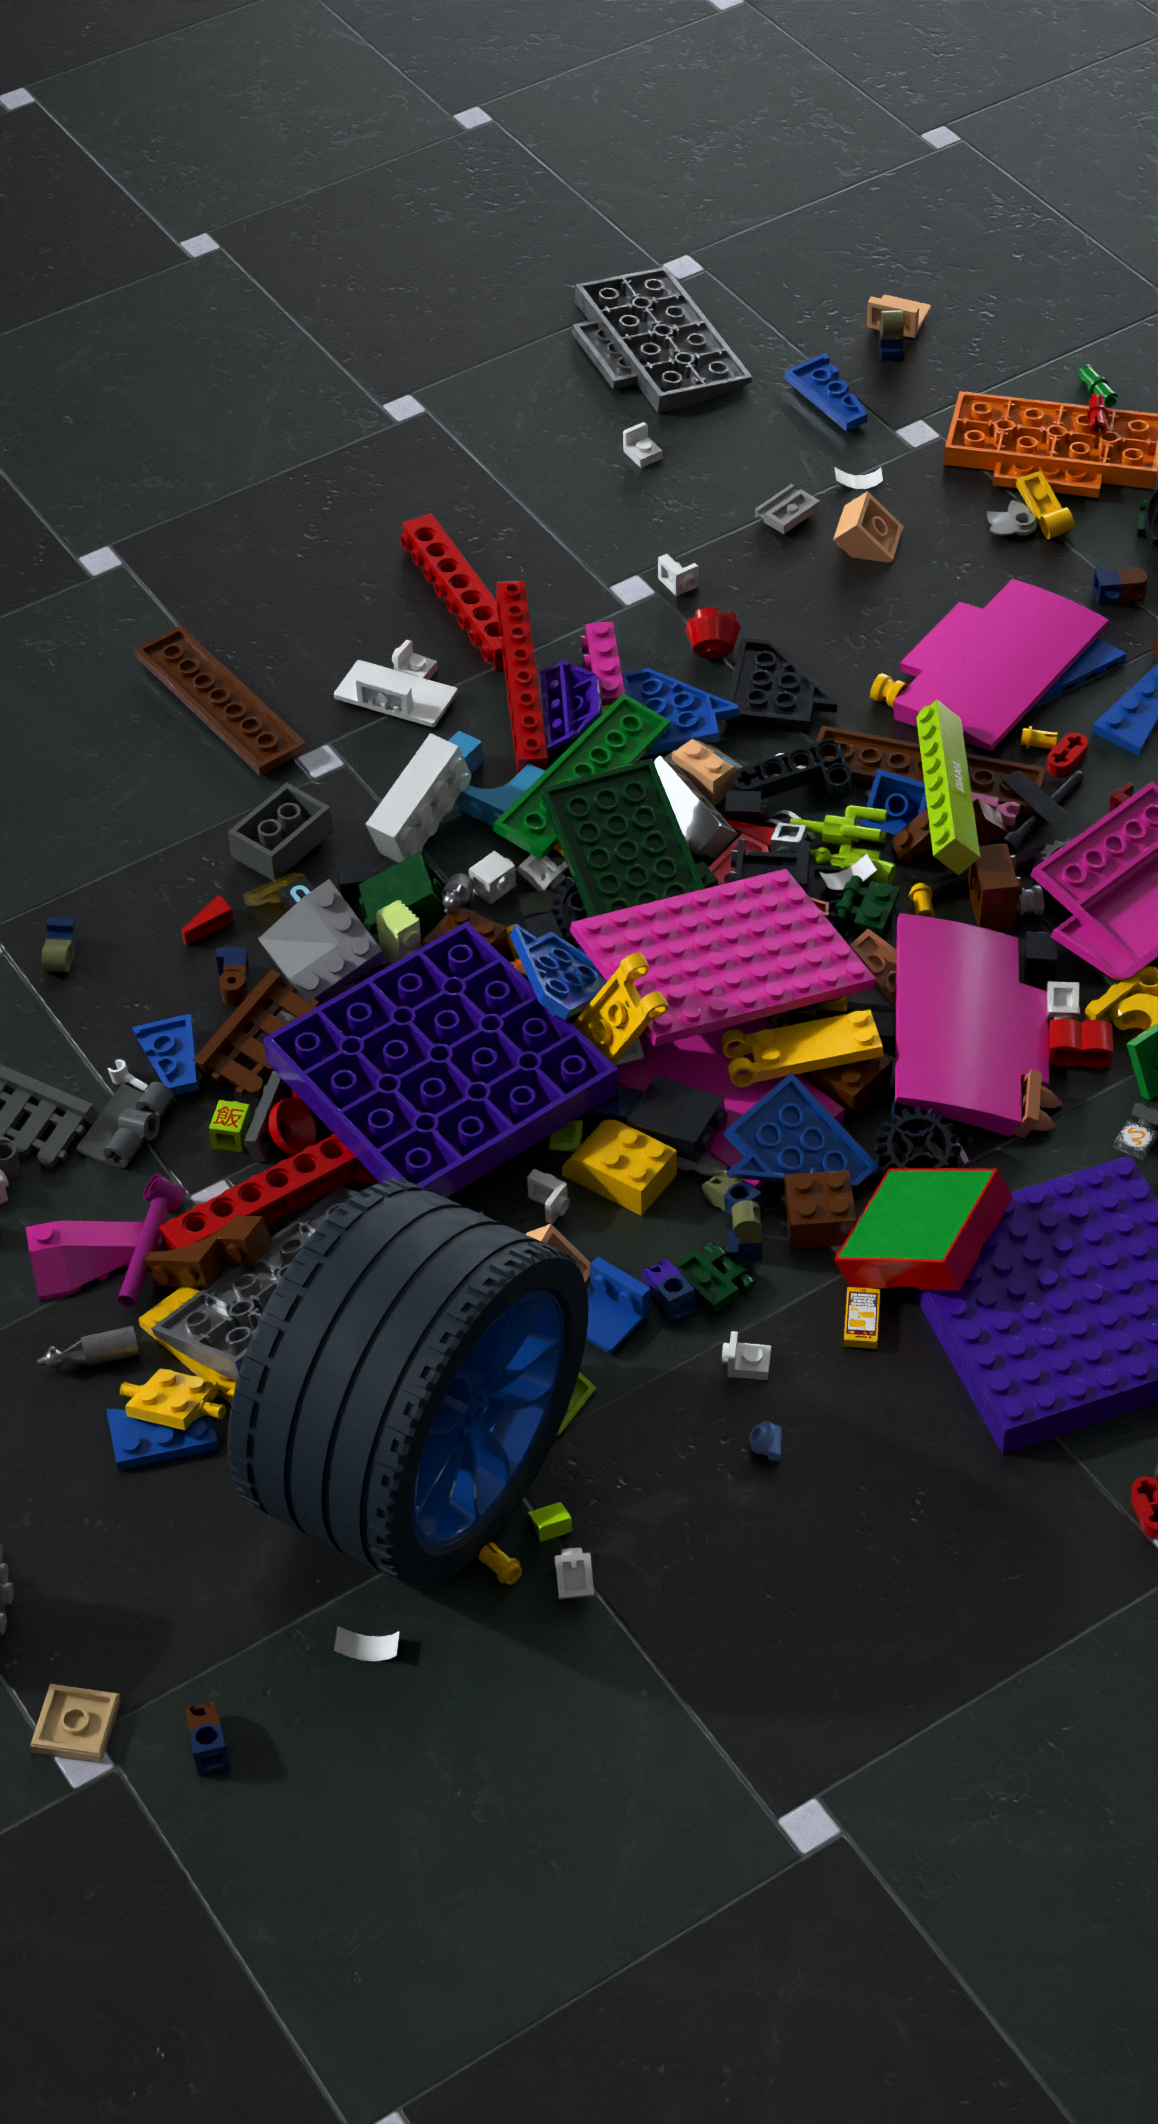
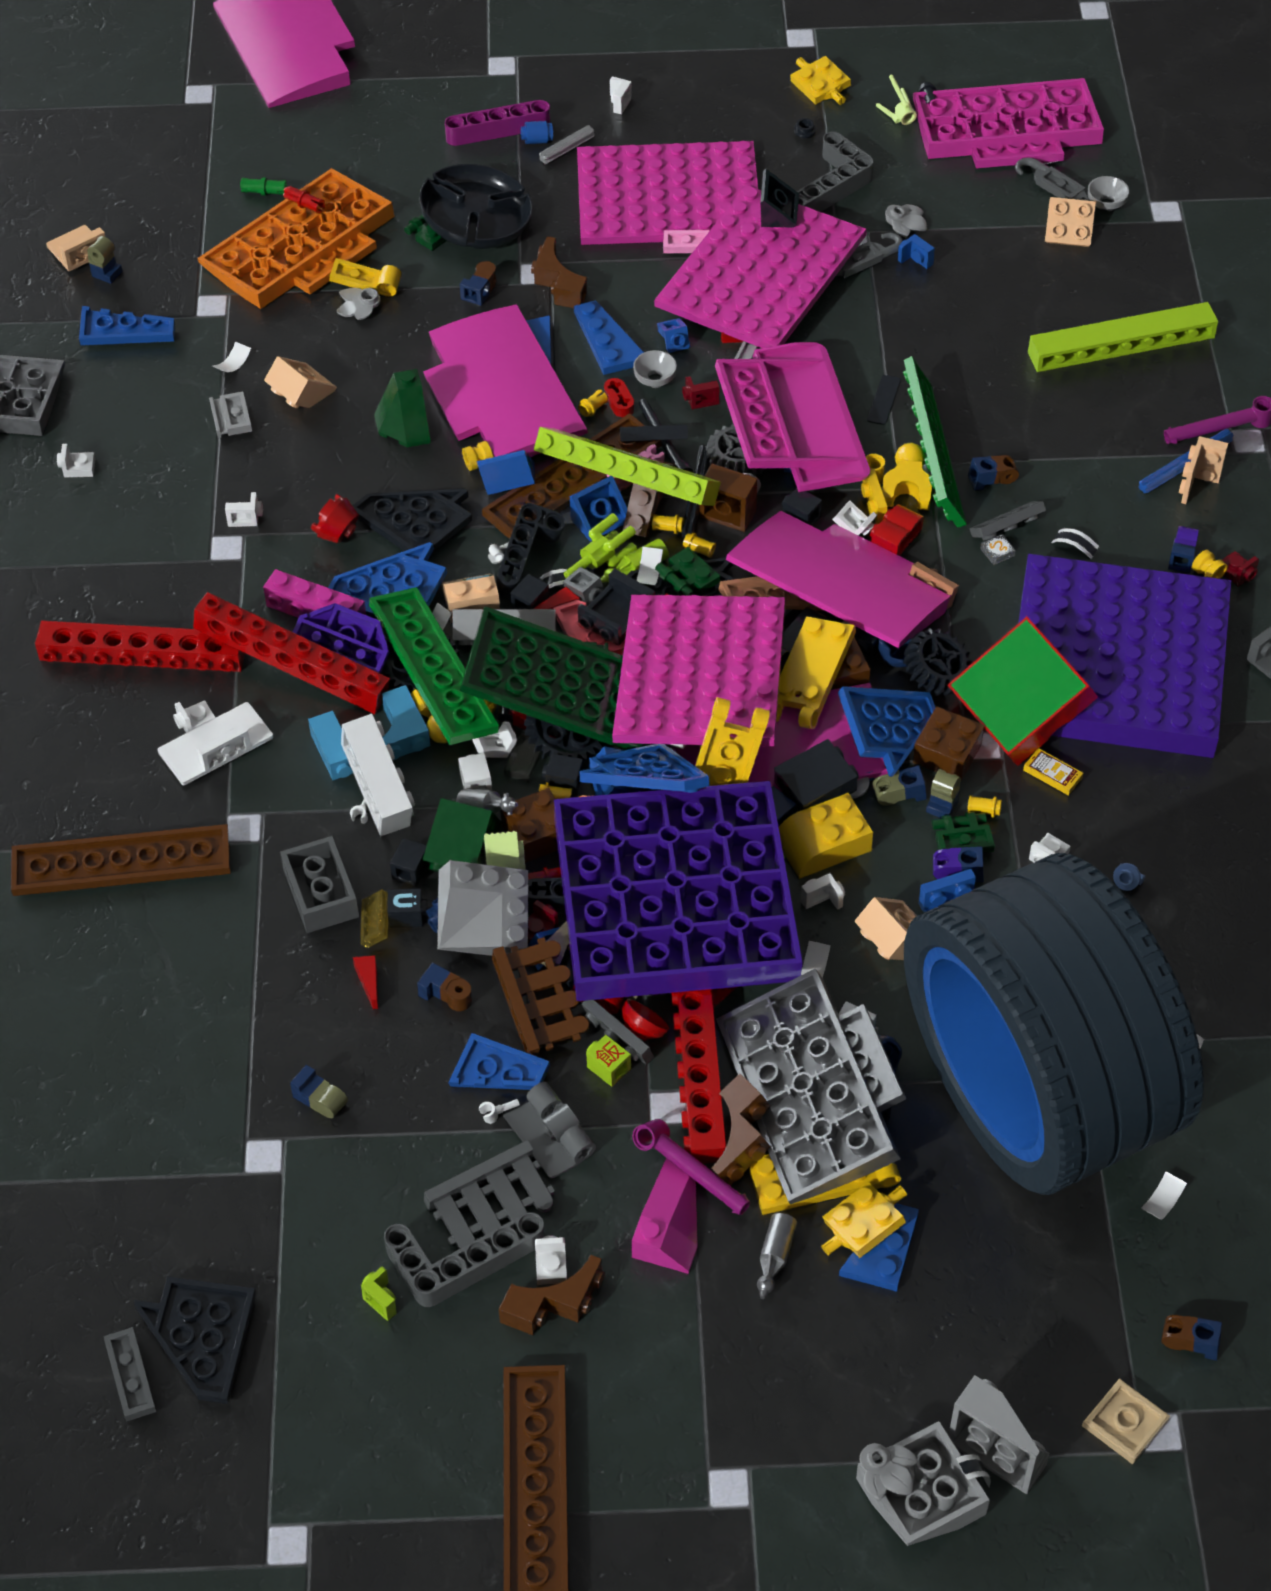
camera: 60 degrees left, 5 degrees up
(768, 1283) = (985, 805): none -> yellow pin
(878, 716) = (507, 472): none -> blue slope
(894, 612) = (403, 410): none -> dark green slope
(929, 865) = (668, 523): none -> yellow pin
(1126, 752) = (654, 363): none -> light grey piece

